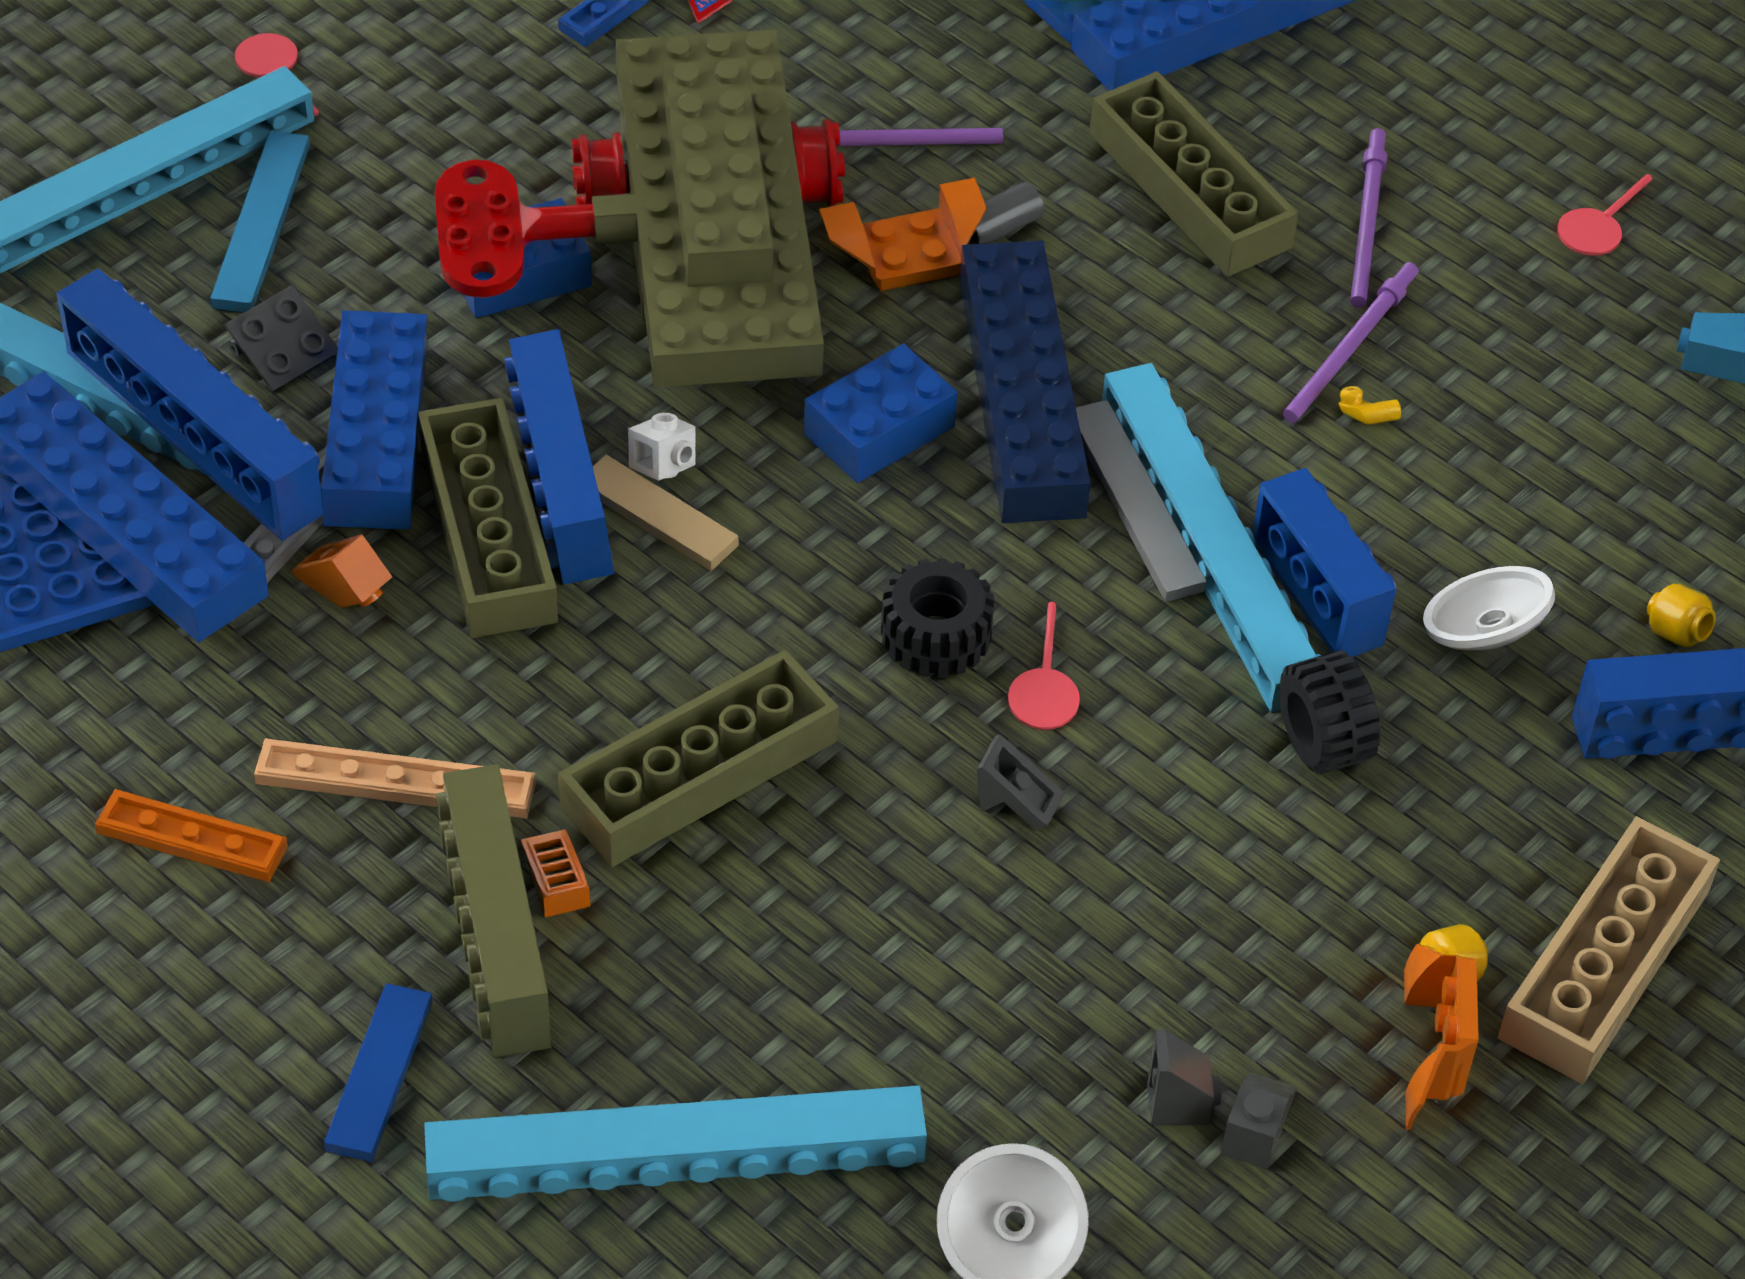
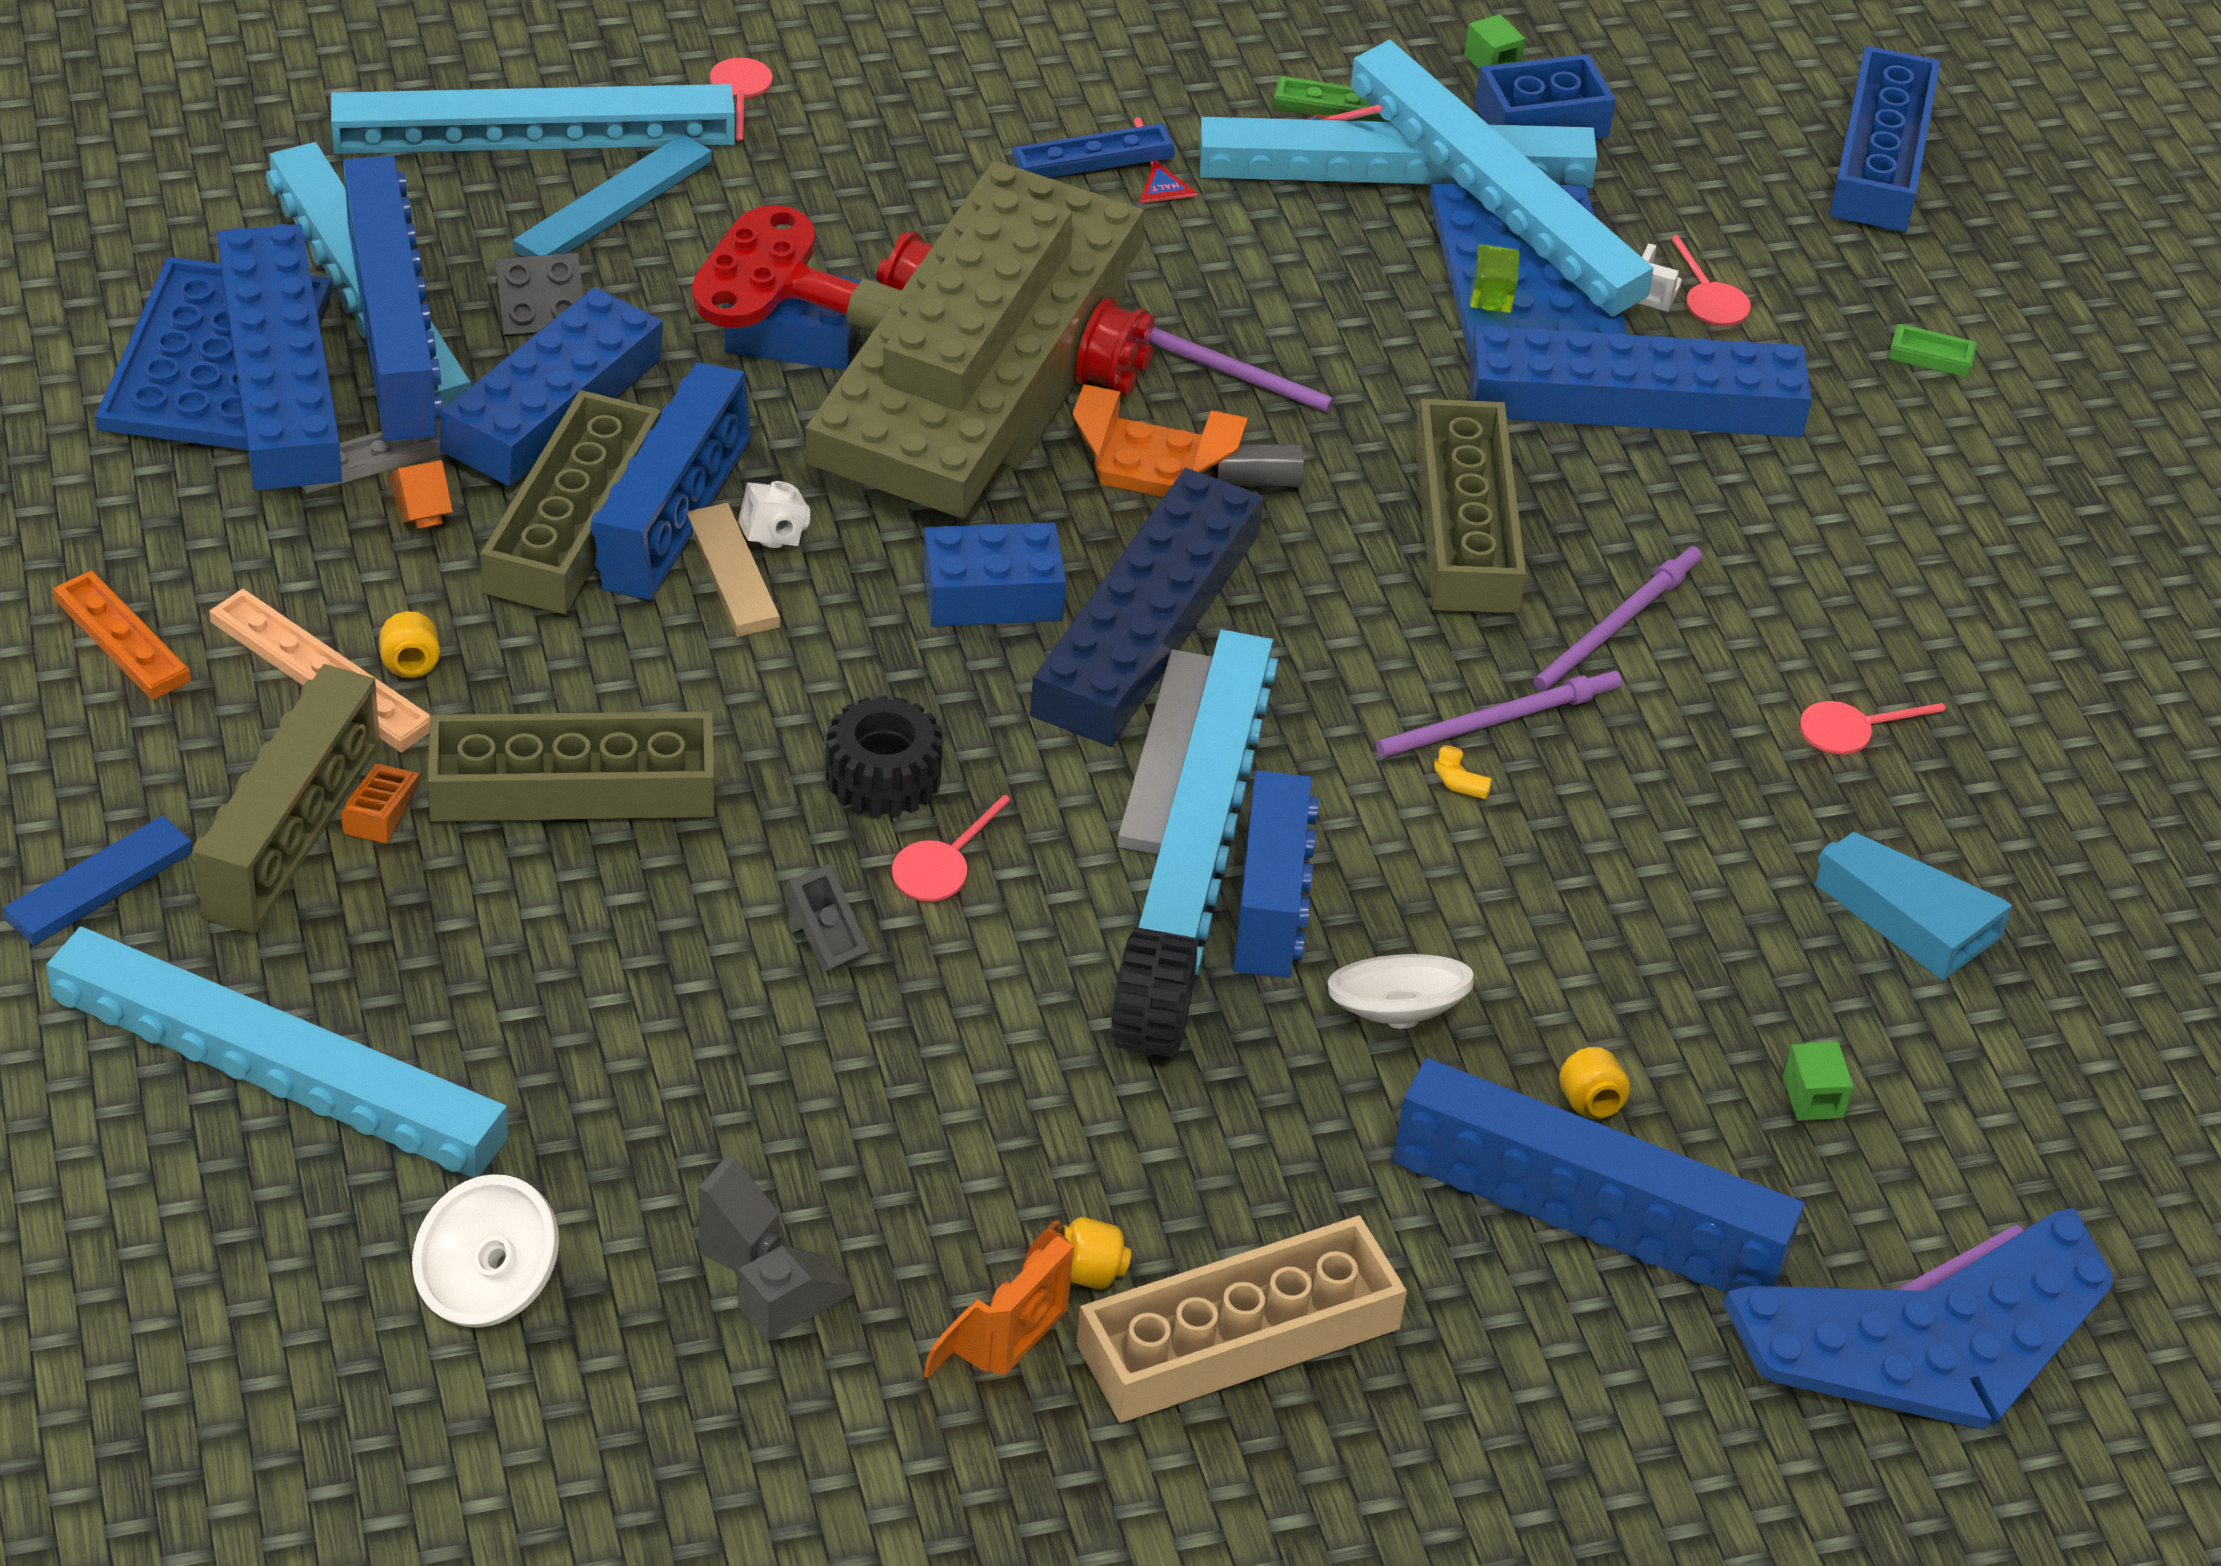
camera: 30 degrees right, 5 degrees down
(460, 717) = (409, 644): none -> yellow head

